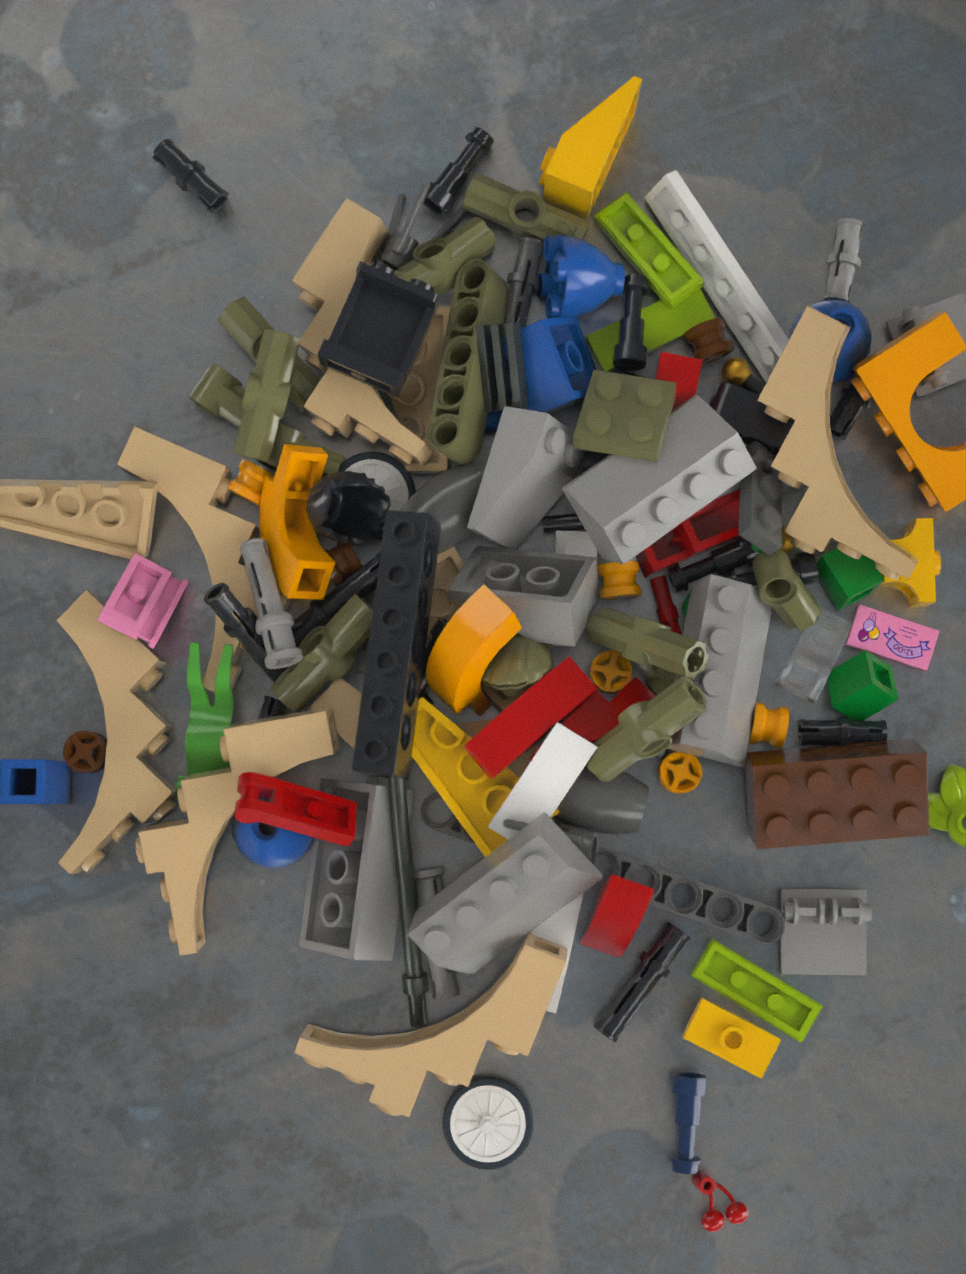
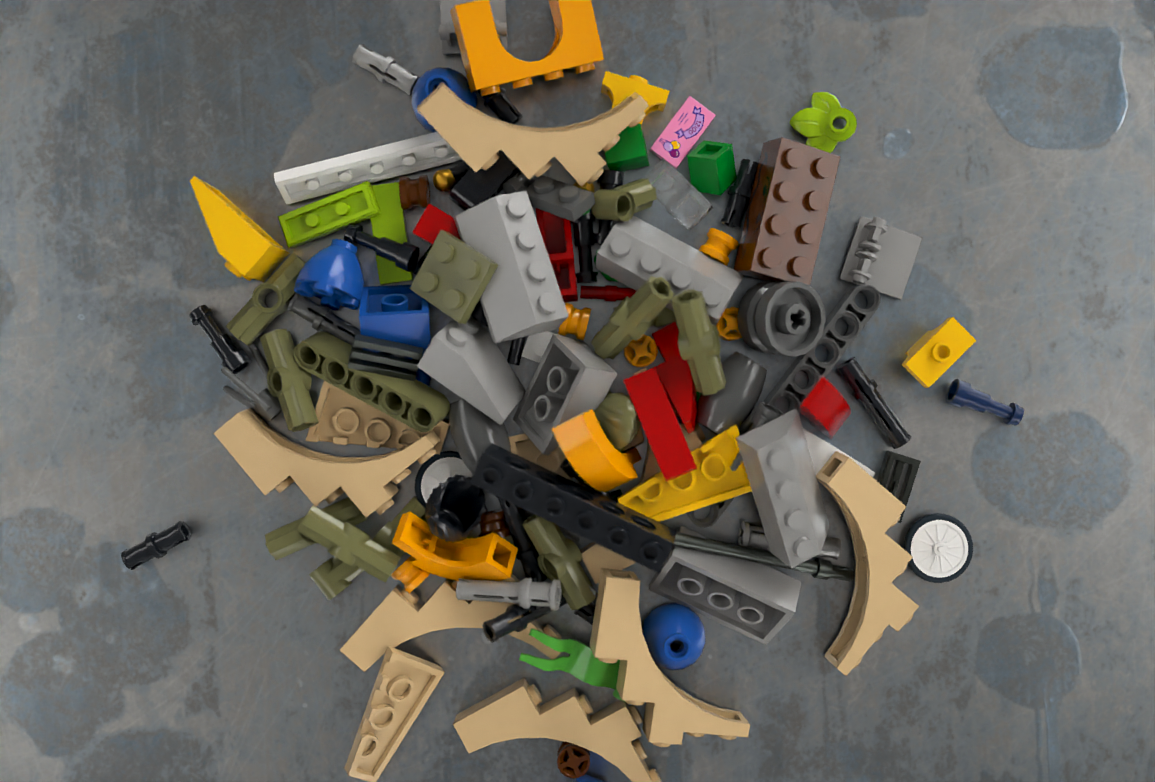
camera: 80 degrees left, 5 degrees up
(143, 600) = (474, 683): bright pink plate -> none
(295, 808) = (671, 621): red plate -> none
(380, 328) = (325, 441): black panel -> none
(545, 779) = (710, 428): white sticker -> none
(557, 1059) = (909, 478): none -> pearl dark grey tile
(707, 827) = (781, 318): none -> dark grey wheel
(713, 1219) = (1058, 407): red piece -> none
(756, 990) = (906, 321): lime tile -> none

